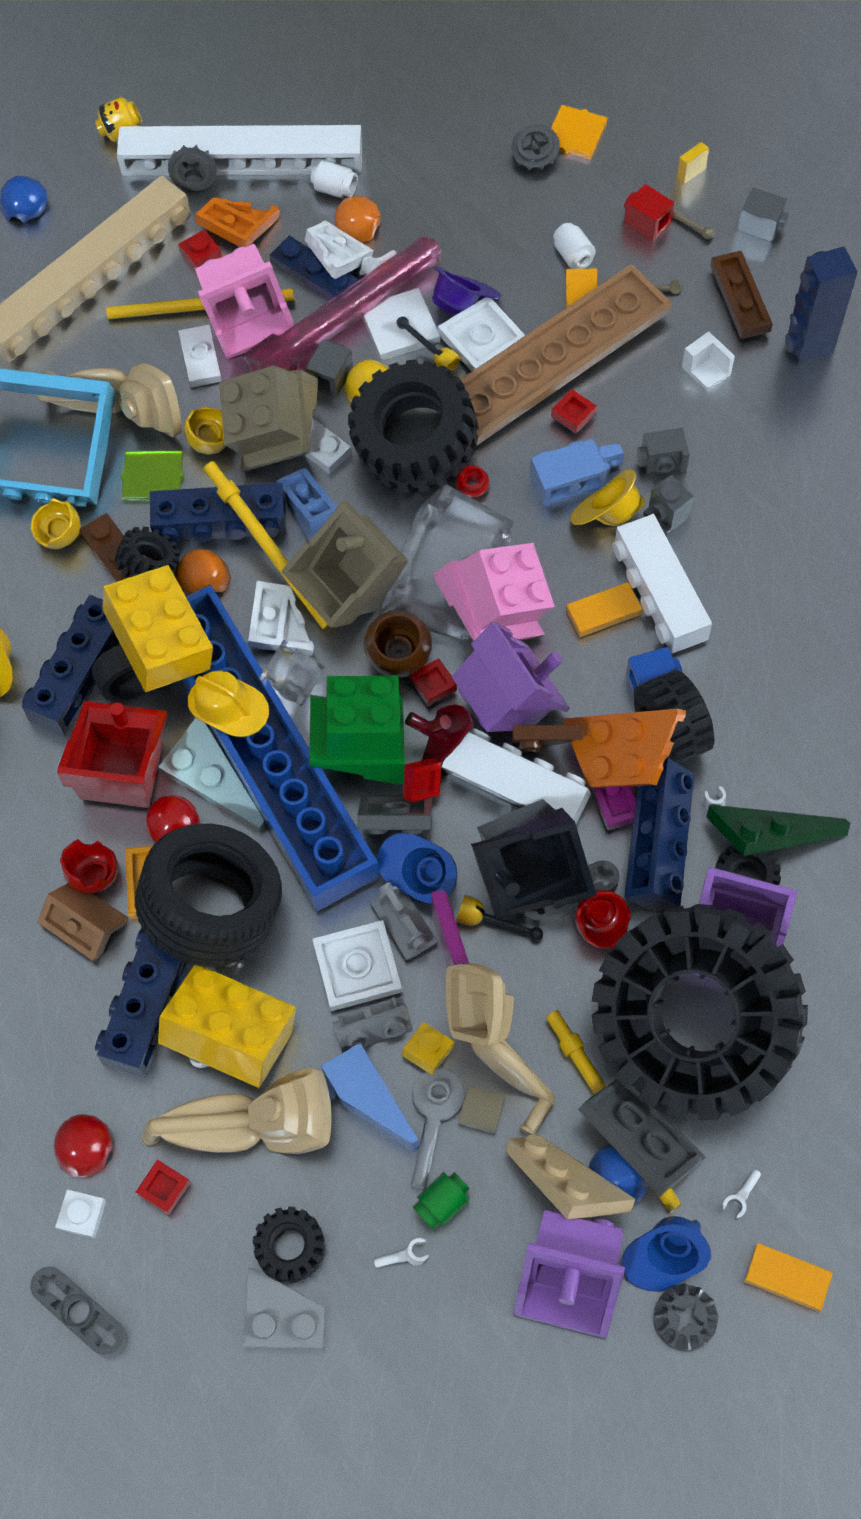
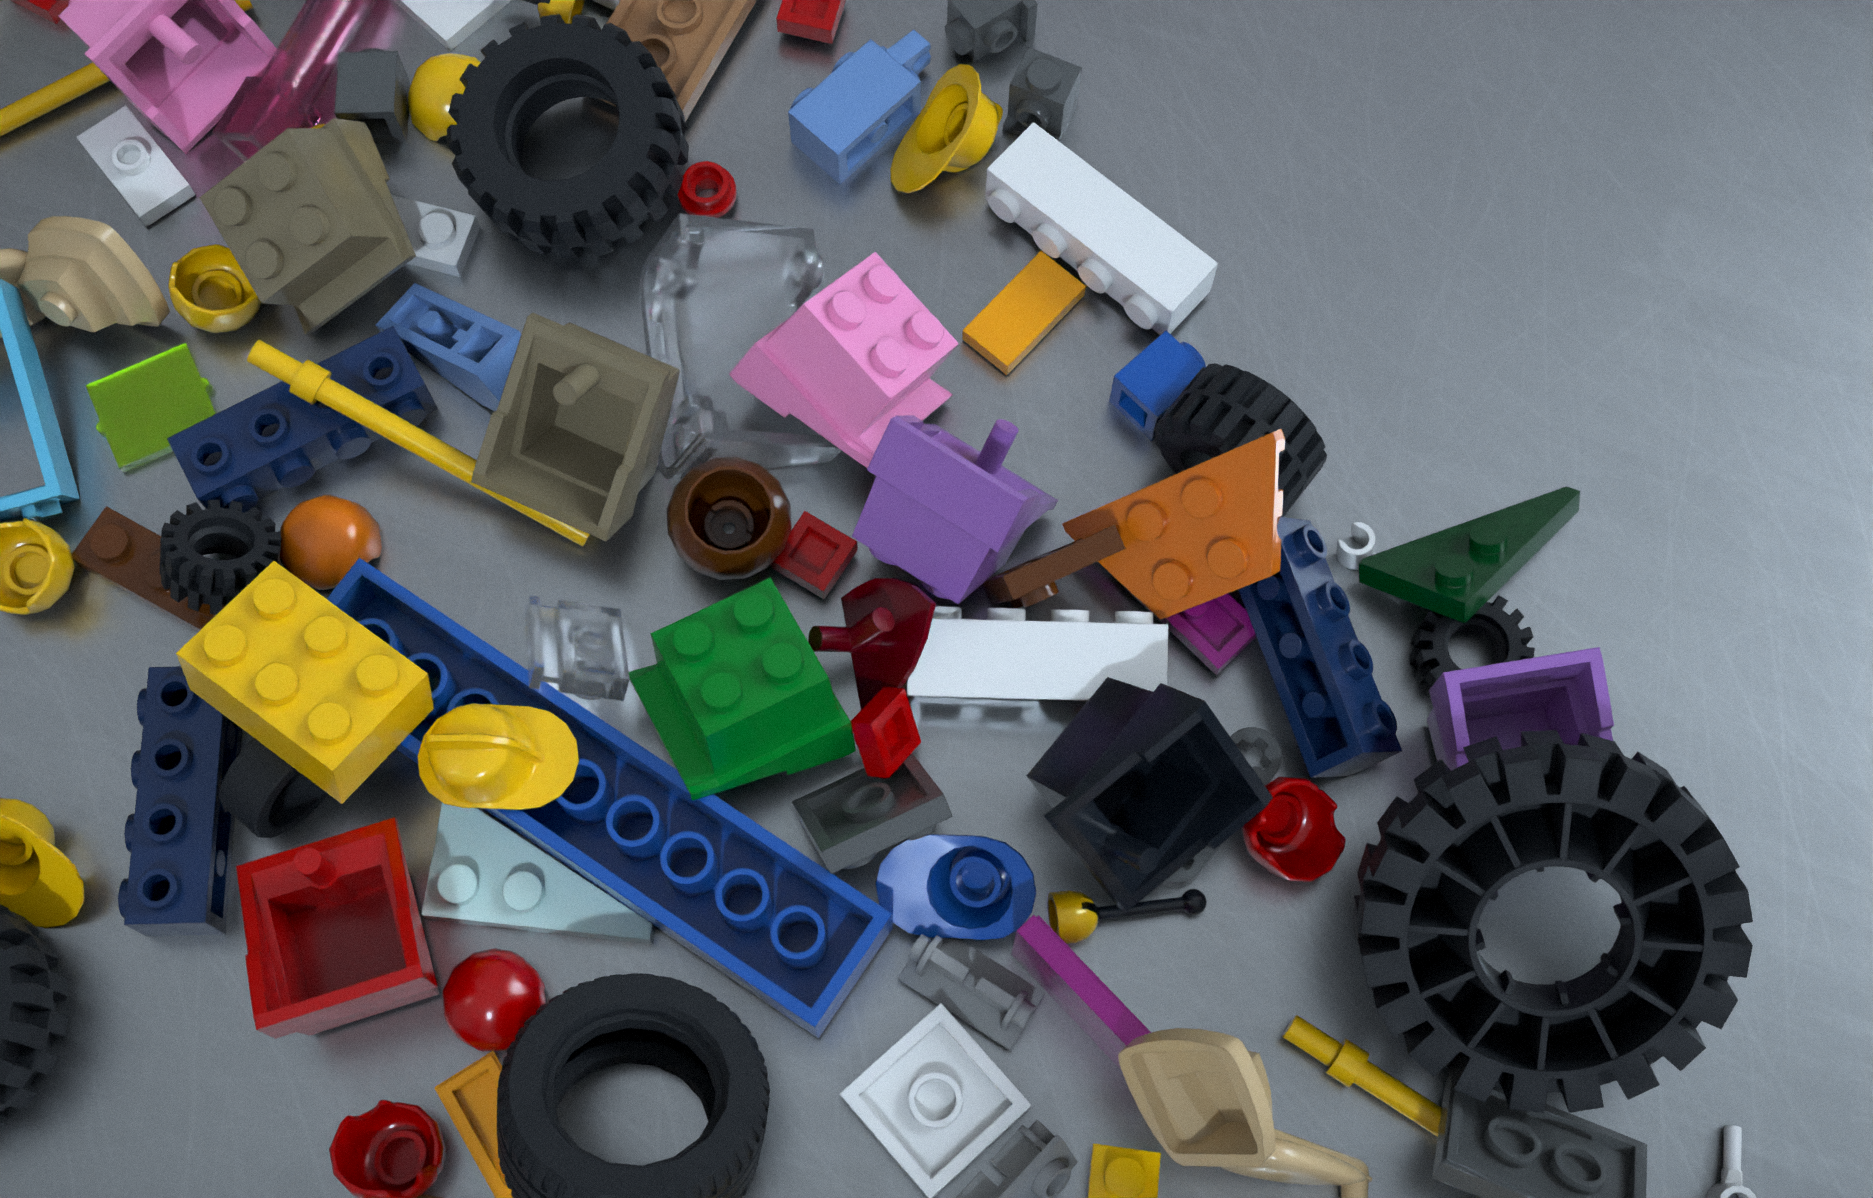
camera: 30 degrees left, 5 degrees up
(277, 619) = (499, 565): white wing -> none

